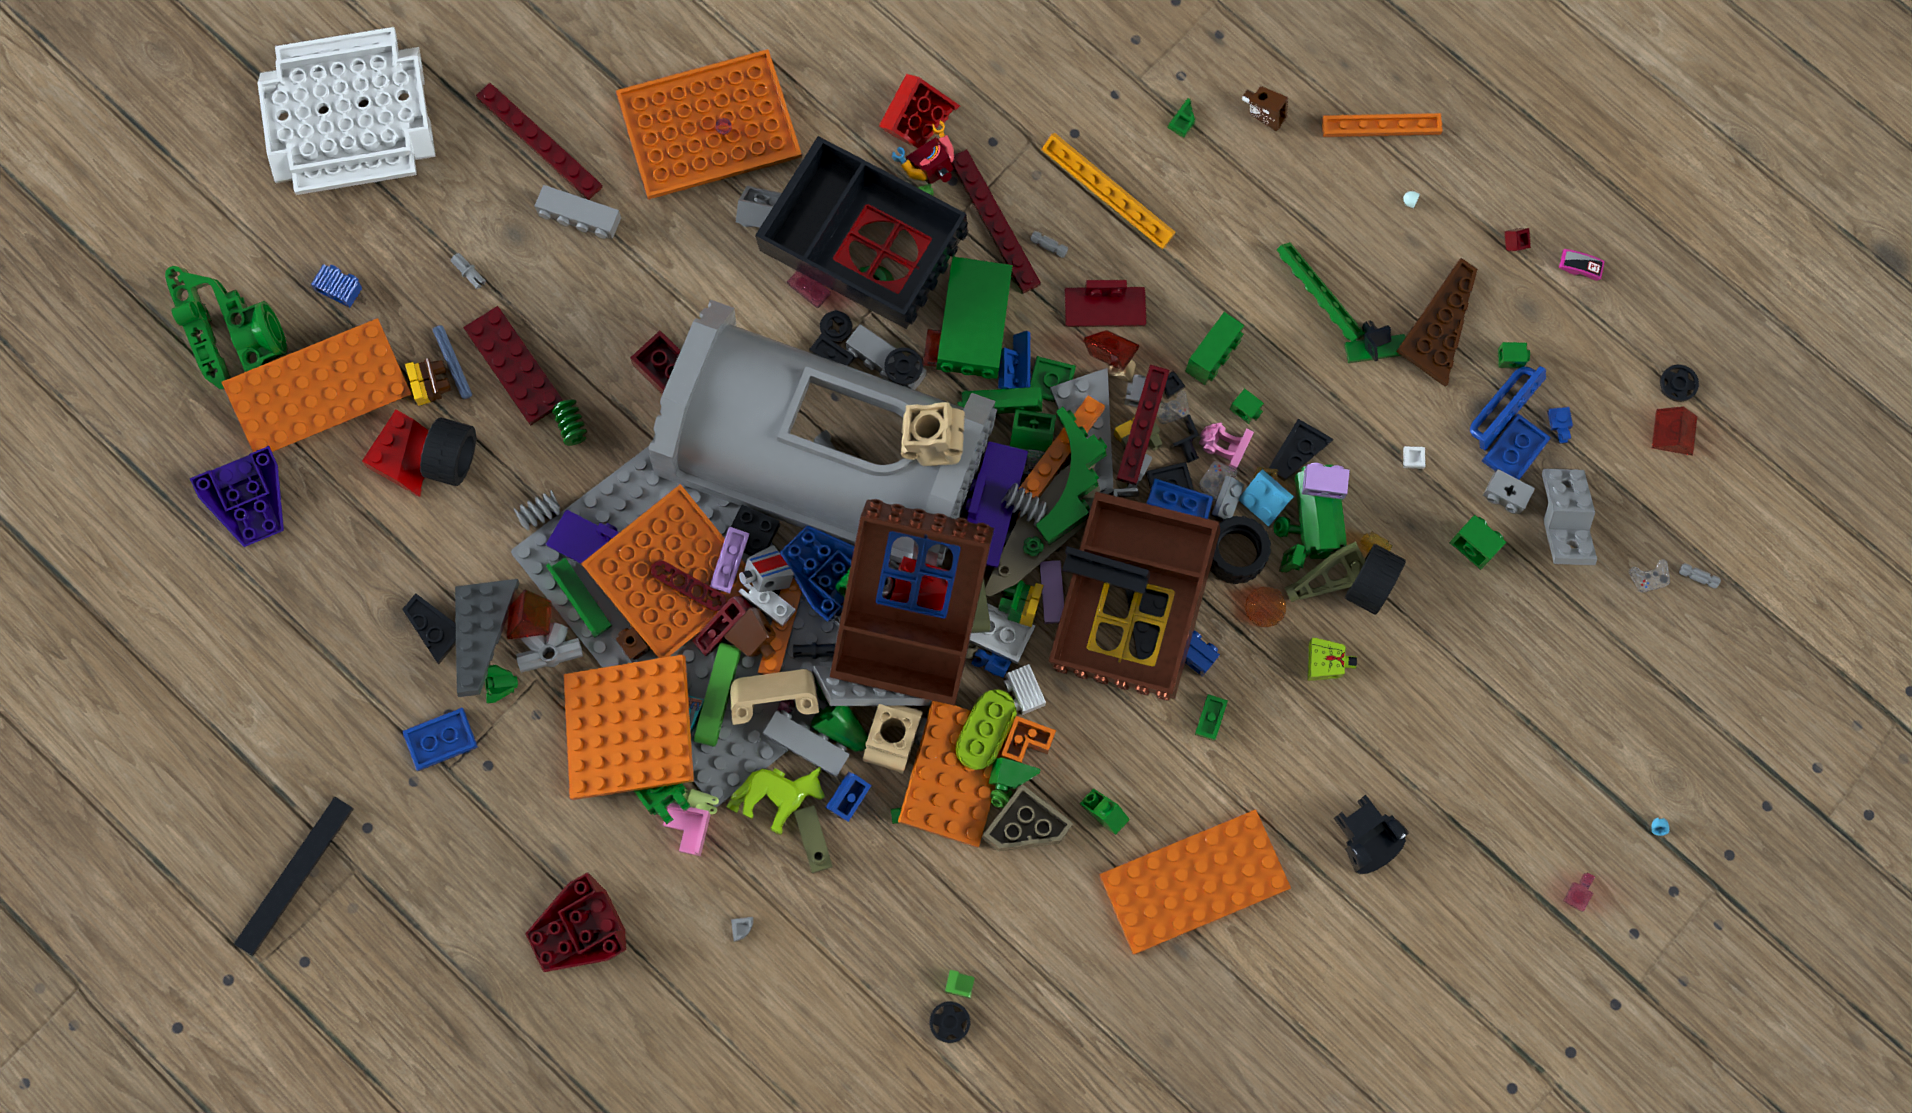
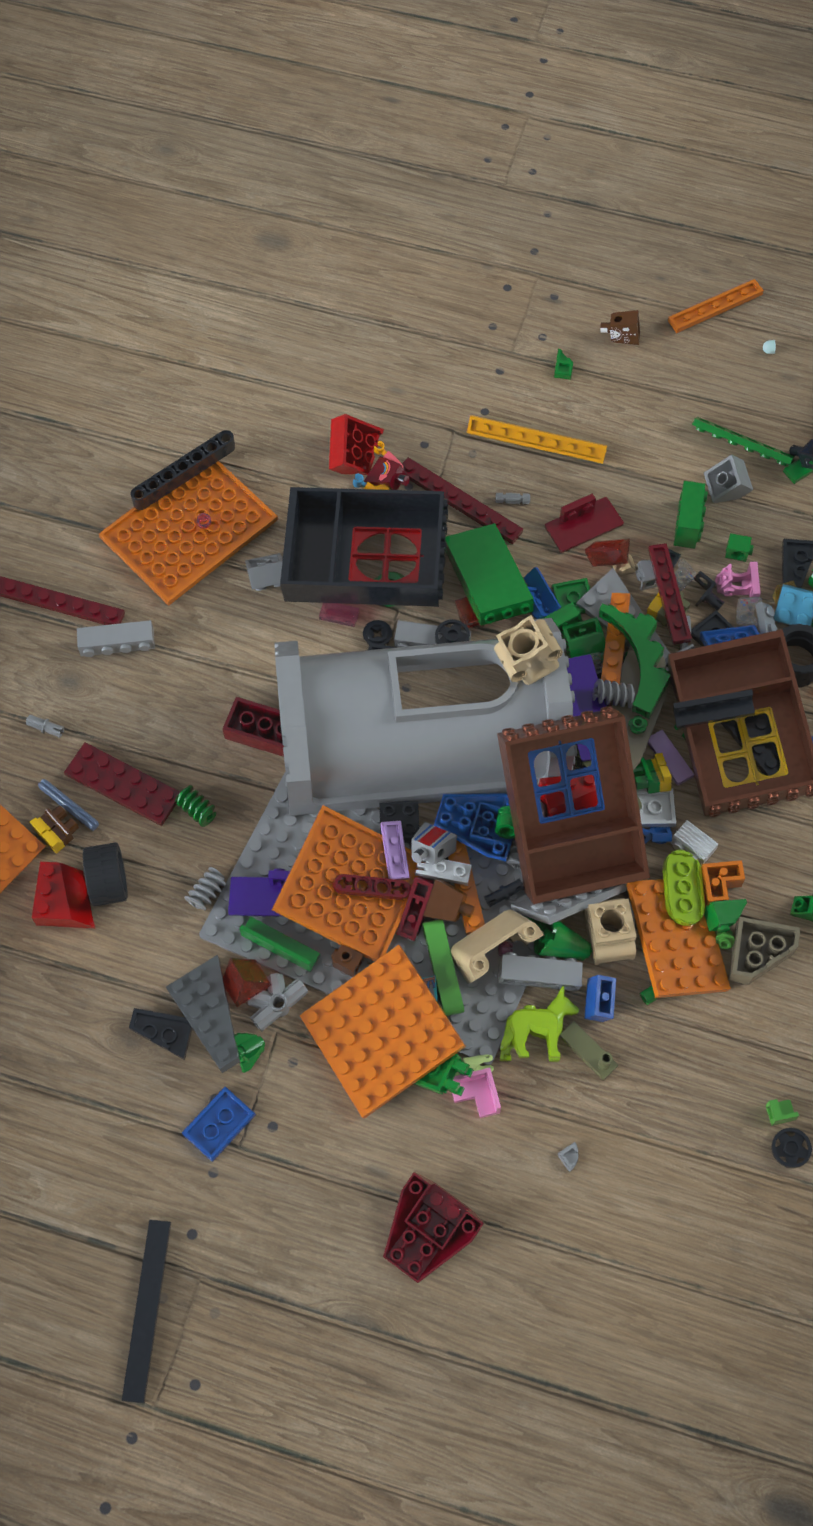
camera: 20 degrees left, 10 degrees down
(722, 56) = (207, 454): none -> black beam
(1279, 328) = (728, 480): none -> light grey slope

